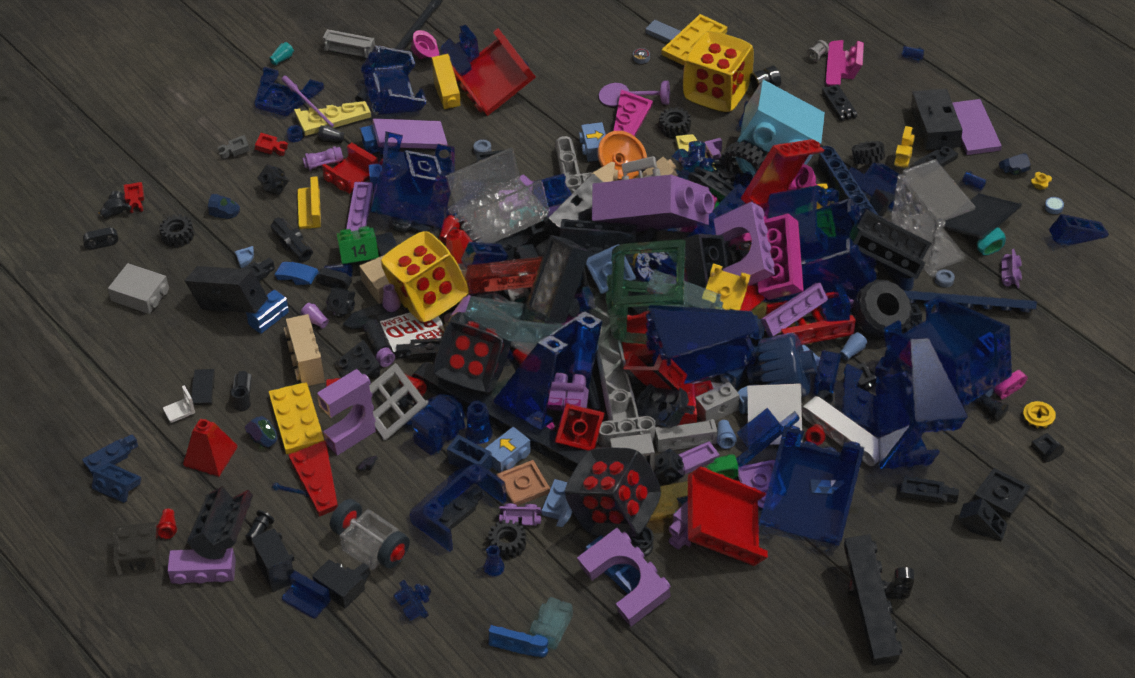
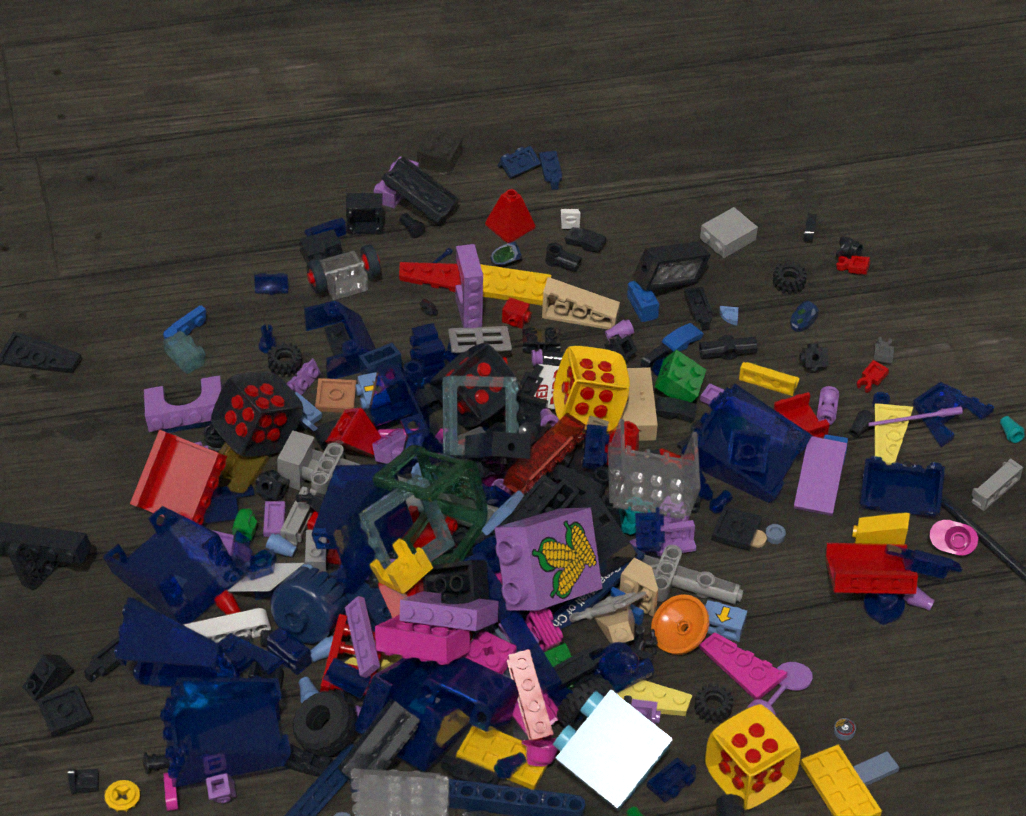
camera: 115 degrees right, 0 degrees up
(167, 524) = (453, 177): red cone -> none

